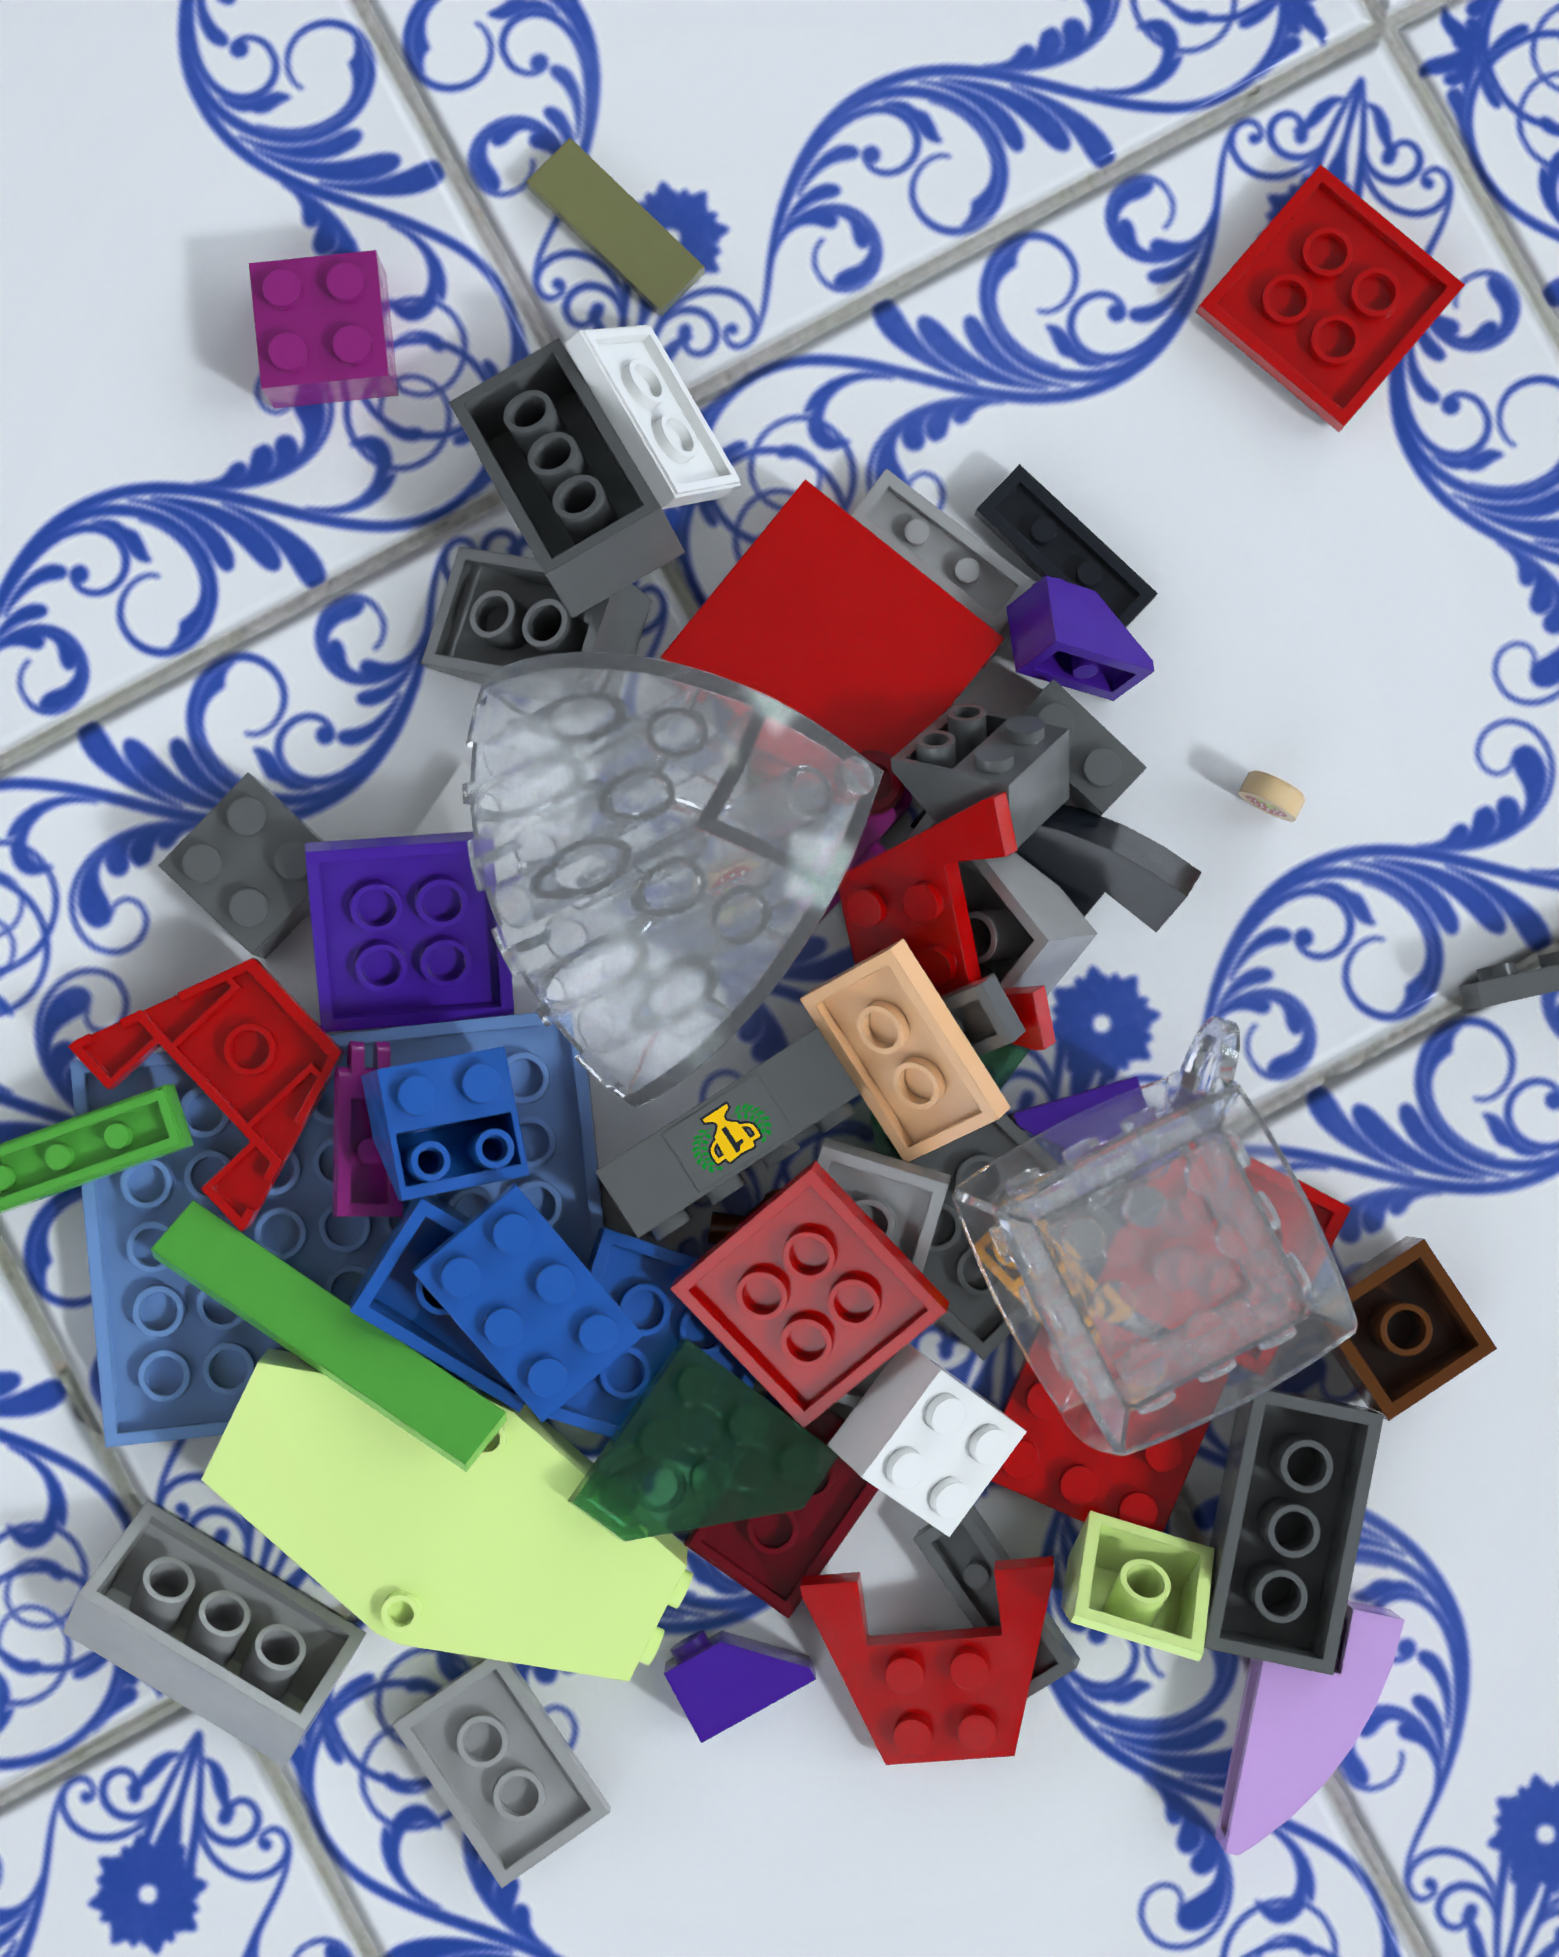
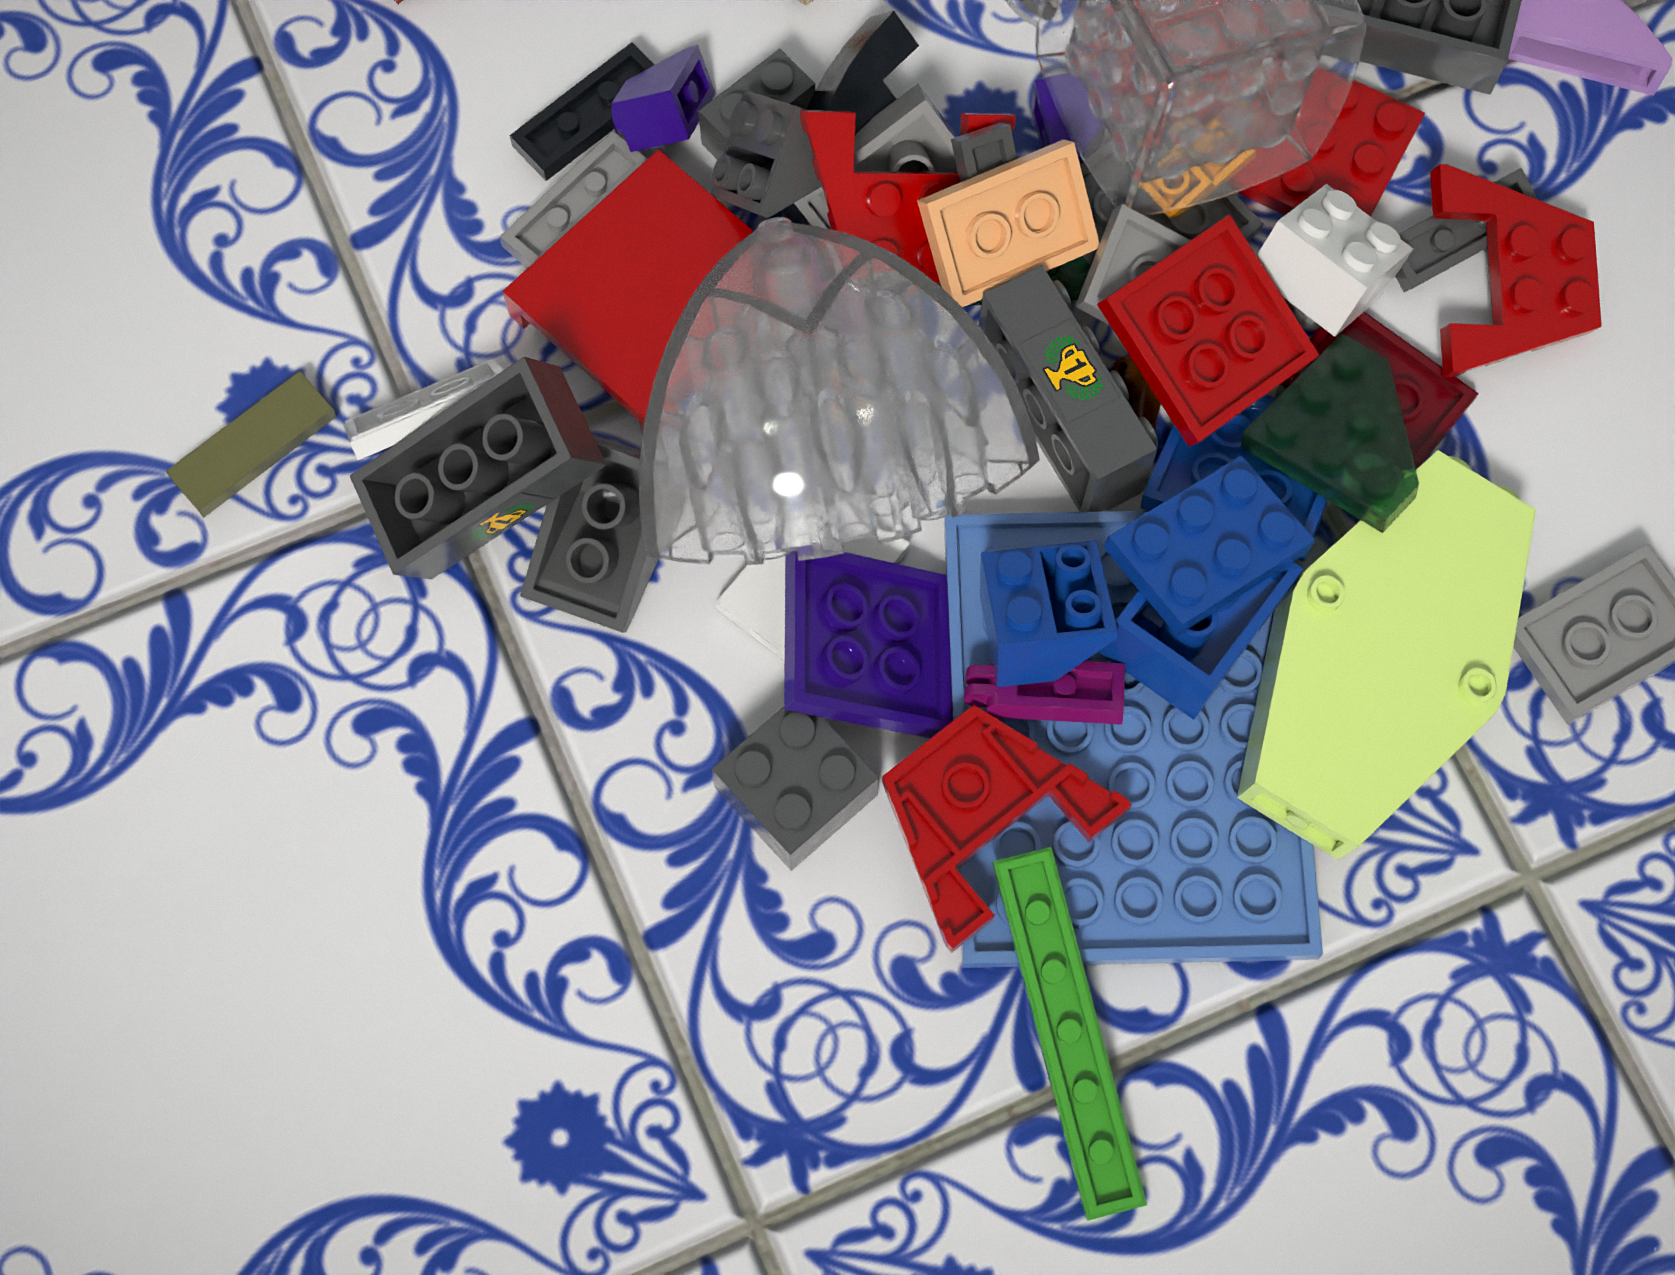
camera: 80 degrees left, 15 degrees down
(213, 1632) = (1494, 871): light grey slope -> none
(323, 329) = (307, 687): magenta brick -> none
(329, 1336) = (1230, 724): bright green tile -> none
(731, 1678) = (1533, 438): dark purple slope -> none
(1139, 1585) = (1454, 108): yellowish green slope -> none

